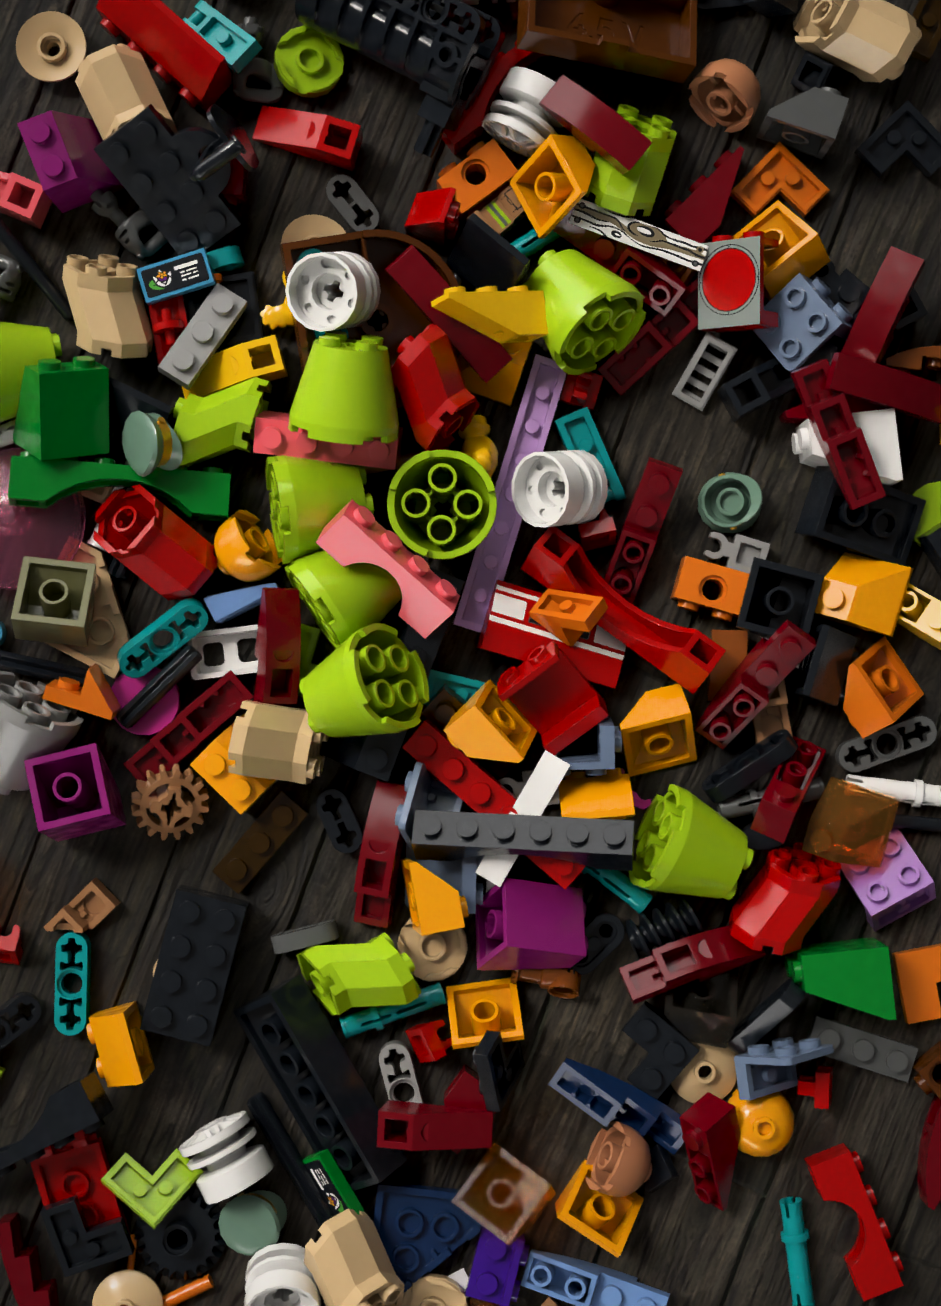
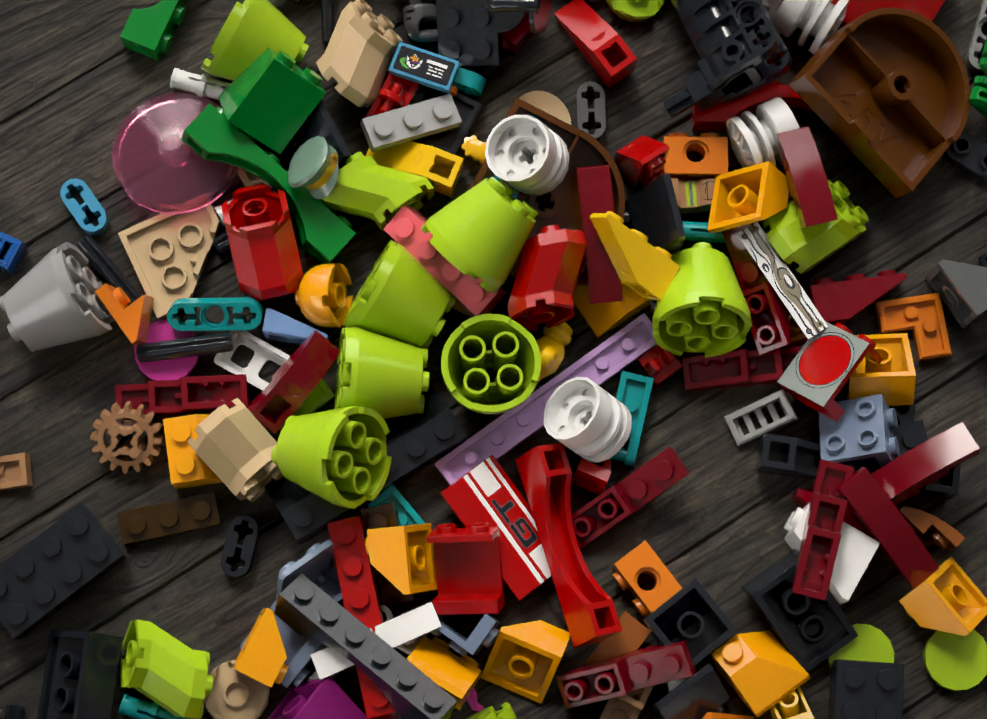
camera: 35 degrees right, 10 degrees down
(54, 601) = (158, 229): olive slope -> none
(74, 793) = (63, 377): magenta slope -> none
(305, 936) = (147, 612): dark grey beam -> none
(359, 538) = (412, 342): coral arch -> none
(379, 857) = (246, 596): dark red slope -> none
(568, 613) = (524, 516): orange slope -> none
(725, 94) = (922, 229): nougat cylinder -> none
(730, 502) = (709, 528): sand green piece -> none
(739, 552) = (686, 568): light grey plate -> none

